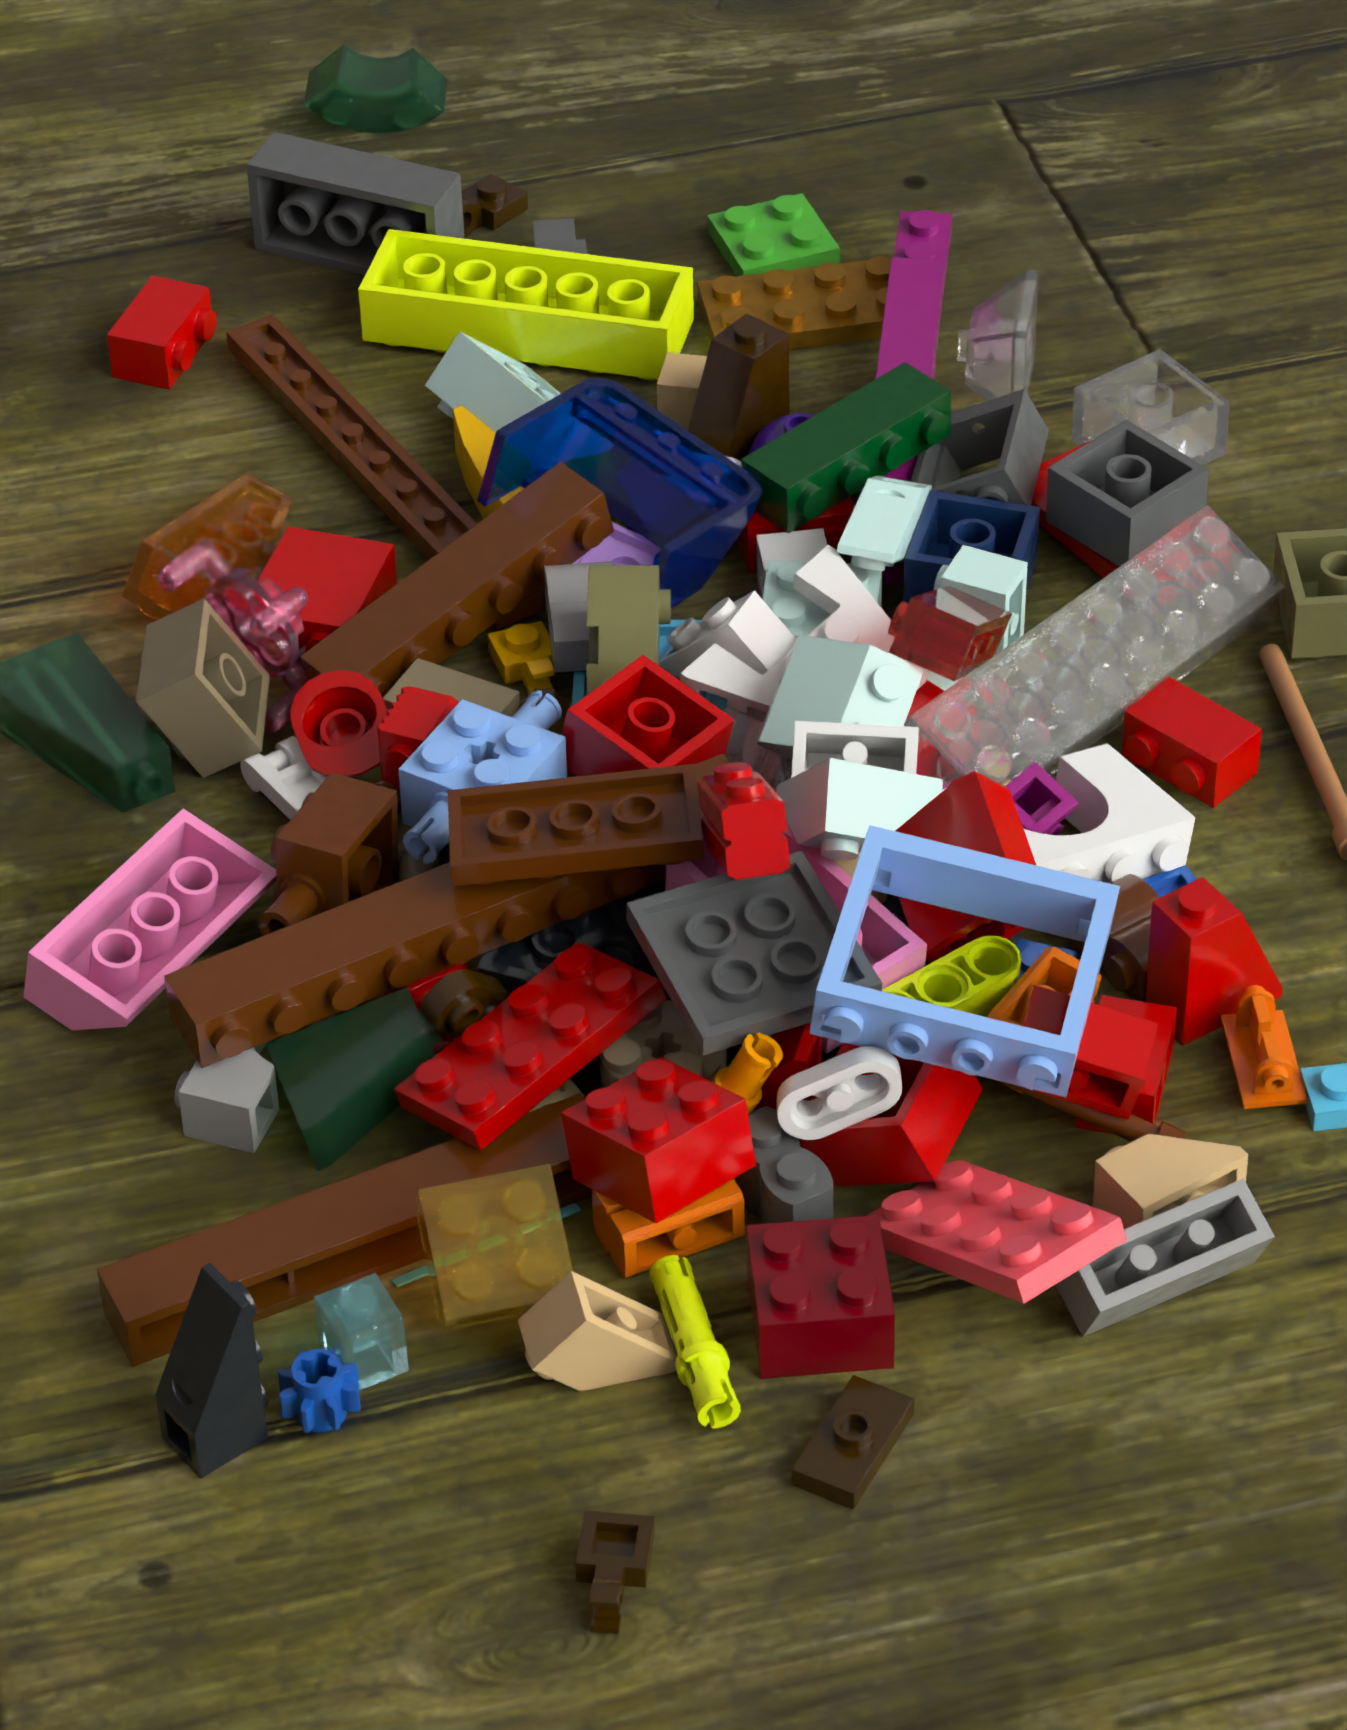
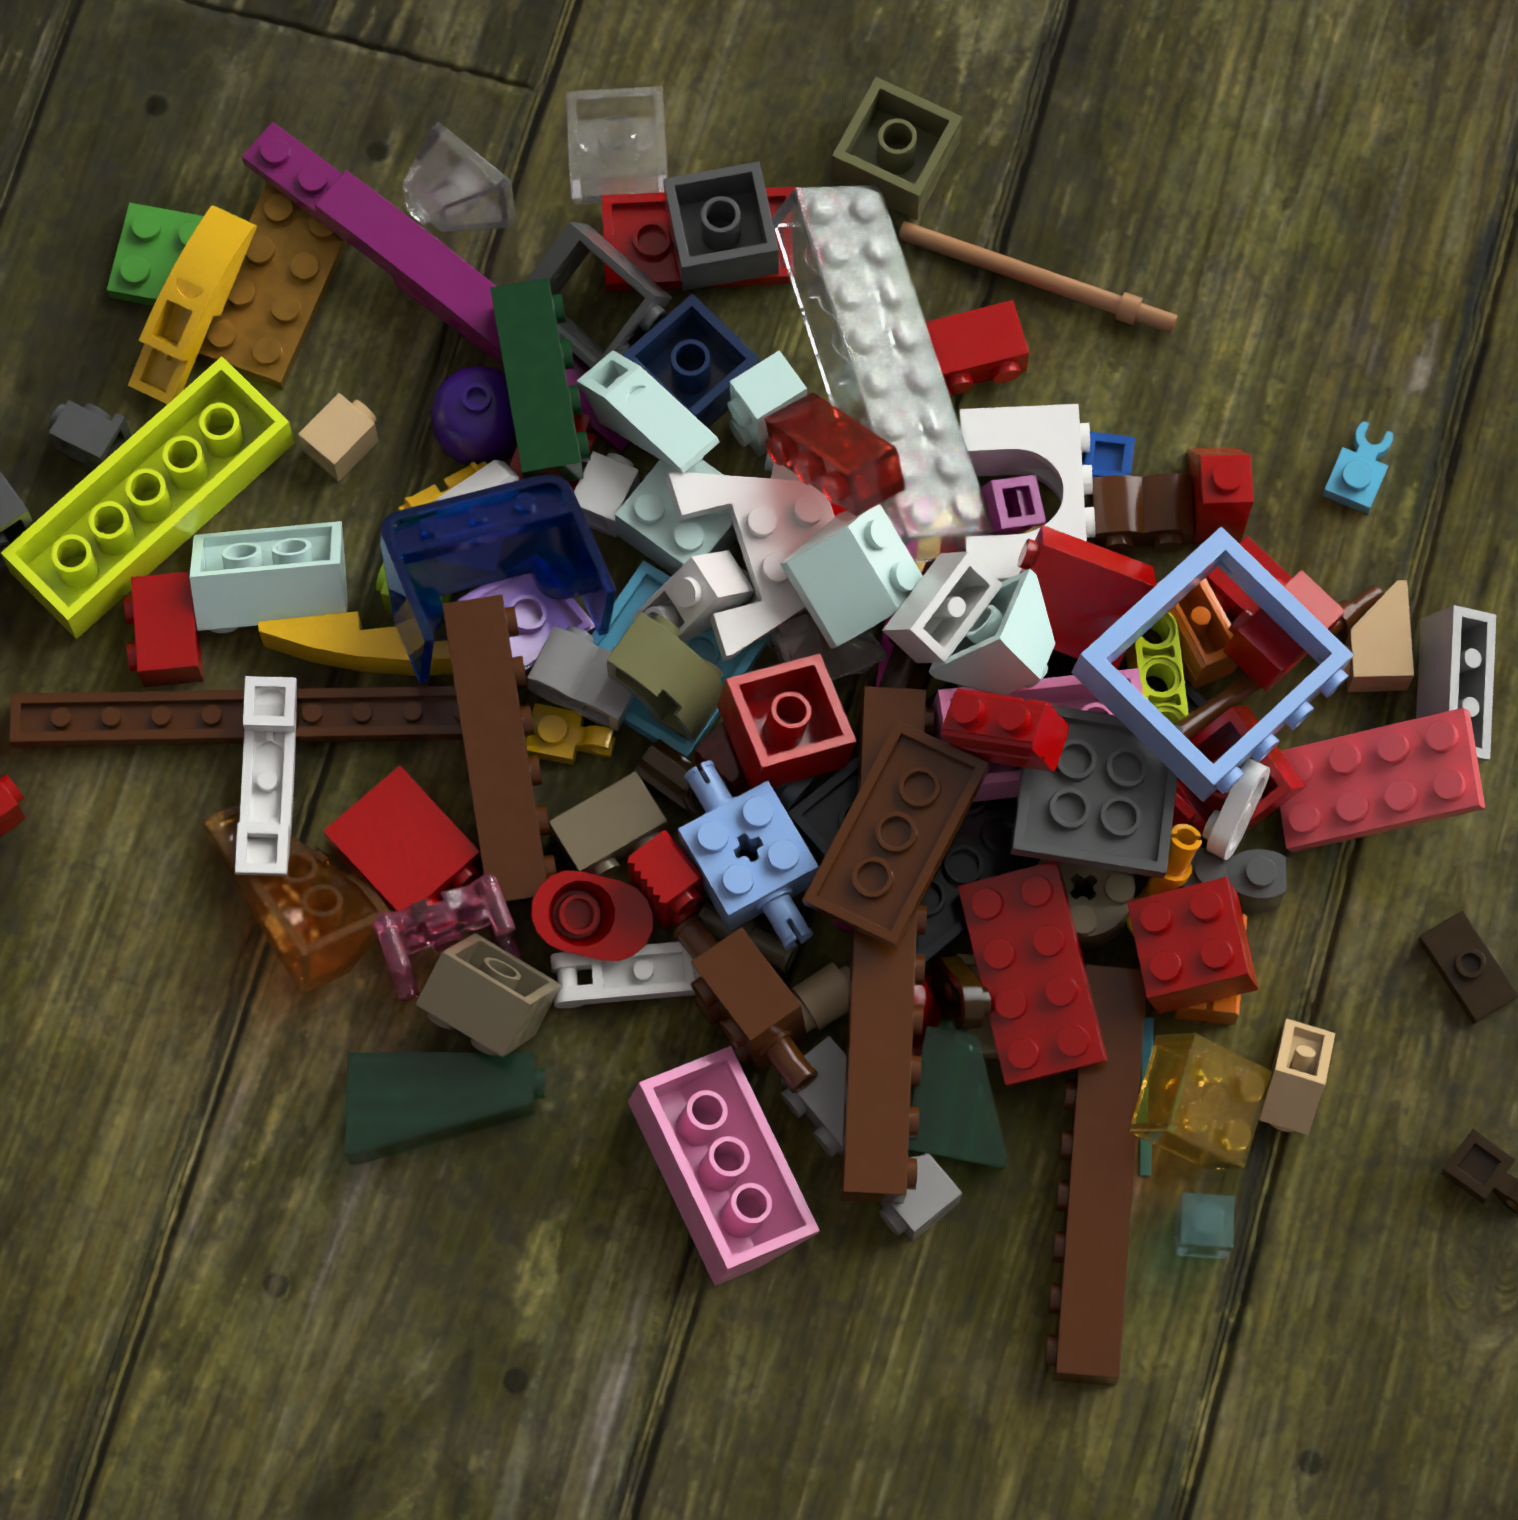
camera: 60 degrees left, 30 degrees up
(212, 1383) = (1219, 1348): black slope -> none
(319, 484) = (267, 776): none -> white slope
(319, 1390) = (1232, 1265): blue gear -> none
(394, 375) = (165, 630): none -> red brick
(700, 1359) = (1331, 1016): neon yellow pin -> none
(742, 386) = (406, 423): dark brown slope -> none
(746, 231) = (188, 302): none -> yellow slope
(820, 1296) = (1349, 917): dark red brick -> none
(1262, 1052) = (1297, 504): orange hinge -> none

